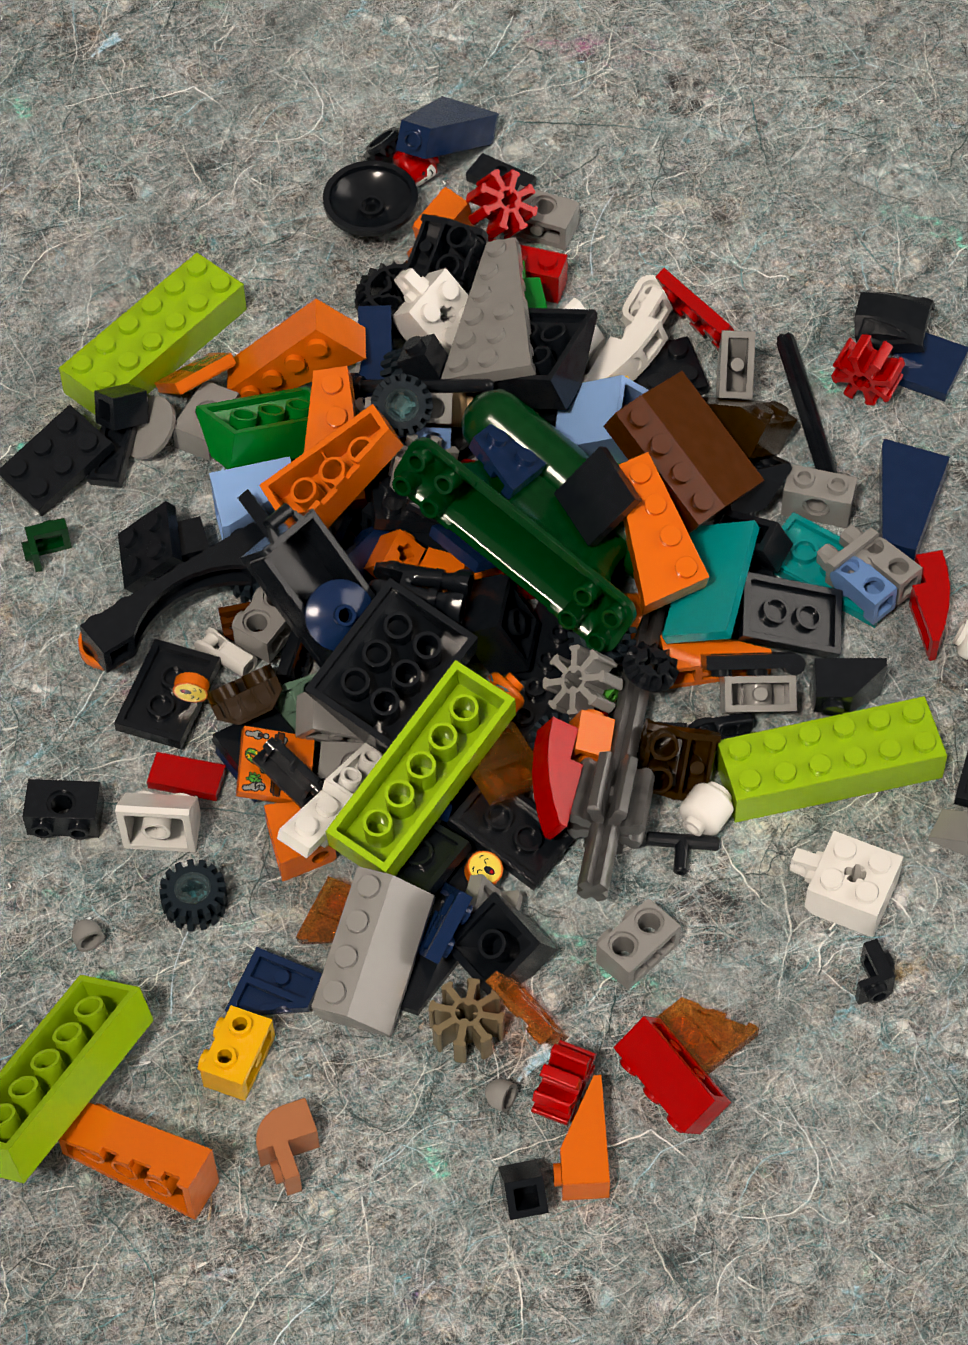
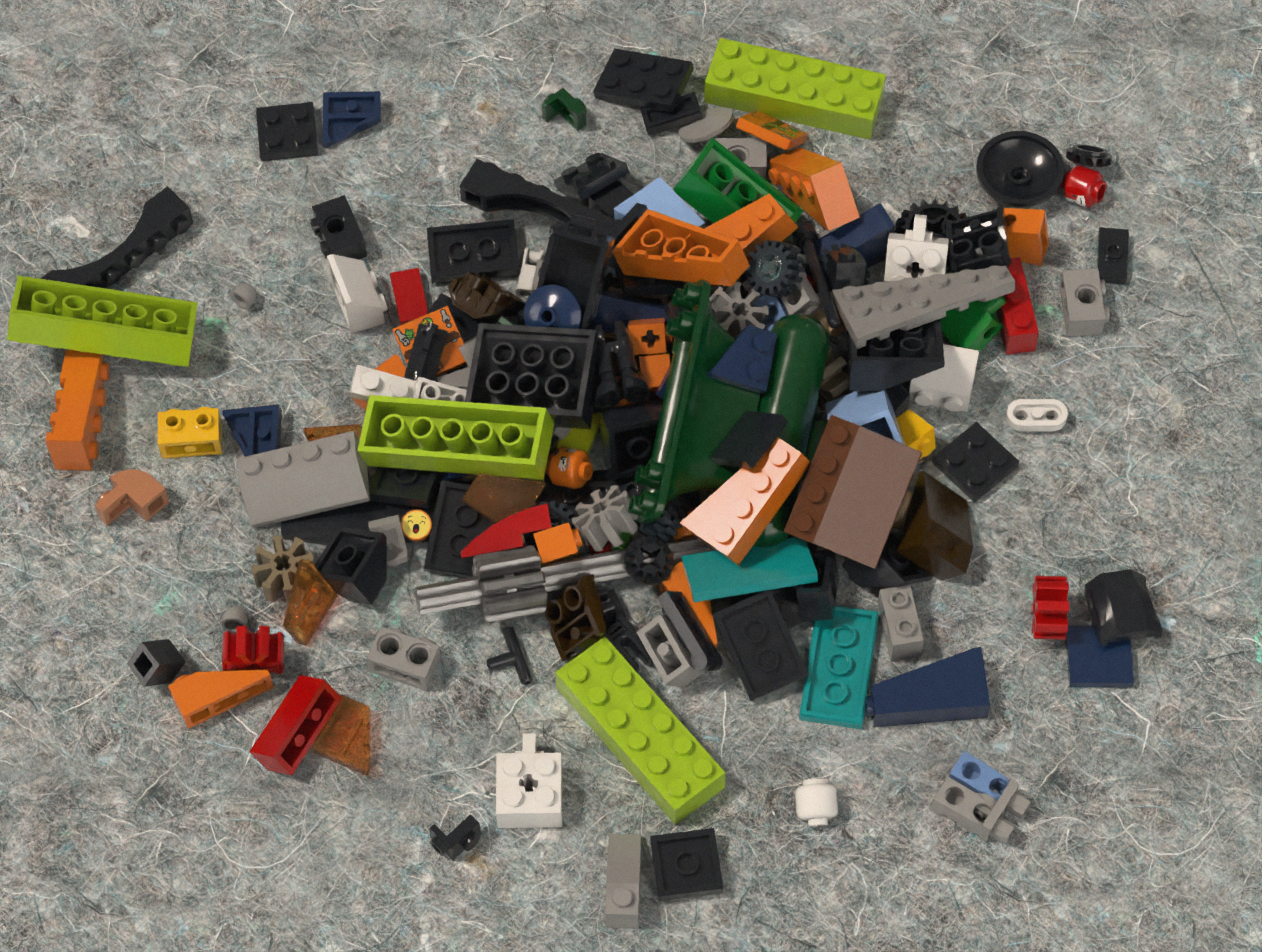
camera: 65 degrees right, 5 degrees up
(121, 406) = (705, 95): black brick -> none
(191, 687) = (474, 259): tile -> none
(193, 907) = (305, 357): black wheel -> none
(439, 936) = (356, 516): dark blue wing -> none
(446, 128) = (1120, 185): dark blue slope -> none
(501, 204) = (1053, 267): red gear -> none
(639, 344) = (971, 424): white slope -> none
(686, 303) = (1036, 457): red plate -> none
(706, 809) = (544, 656): white head -> none
(735, 365) = (989, 505): light grey slope -> none
(805, 403) = (993, 583): black axle -> none
(845, 683) = (702, 708): black slope -> none
(869, 571) = (835, 675): hips -> none
(931, 601) = (838, 750): red slope -> none

